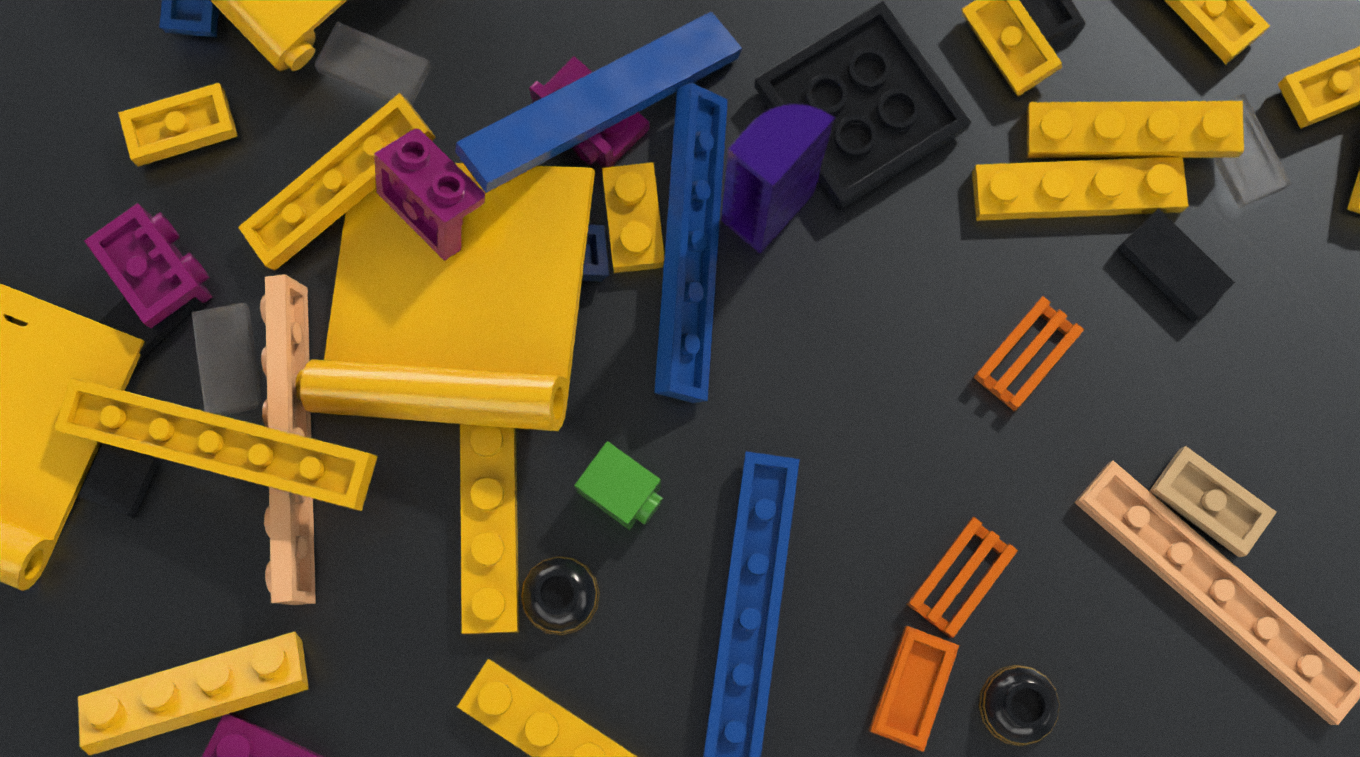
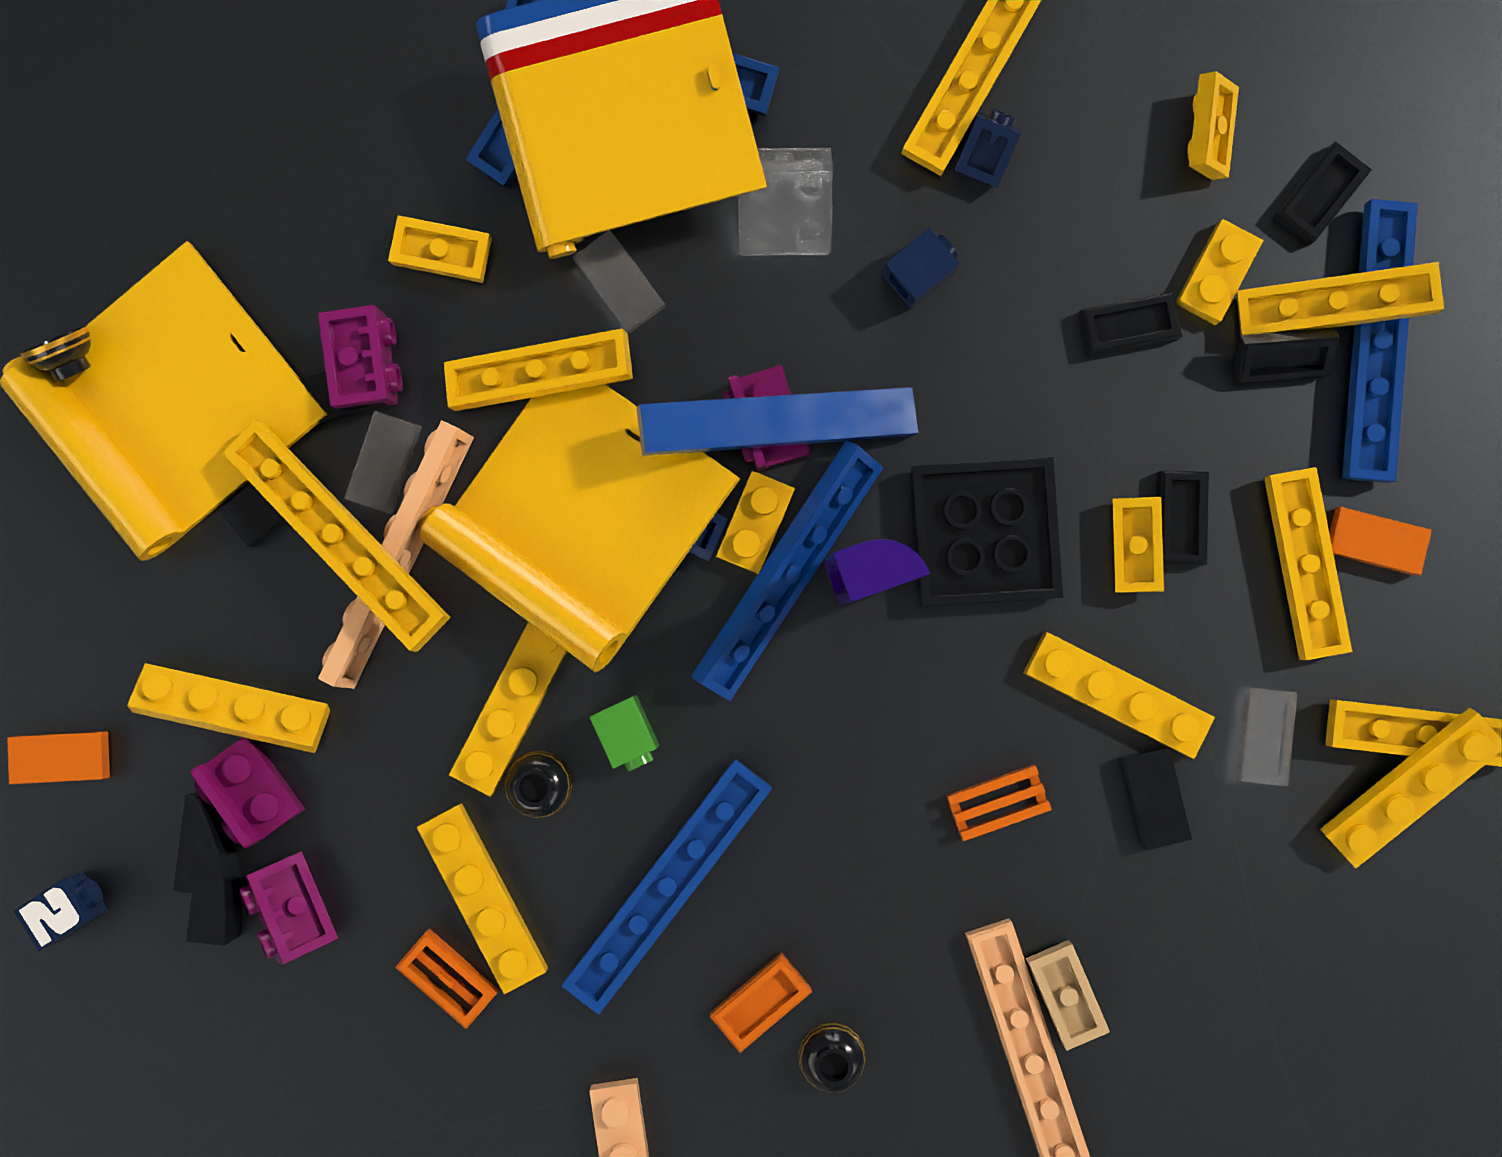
camera: 30 degrees right, 10 degrees up
(426, 190) = (601, 423): magenta bracket -> none
(990, 540) = (852, 959): orange tile -> none
(1135, 129) = (1191, 674): yellow plate -> none

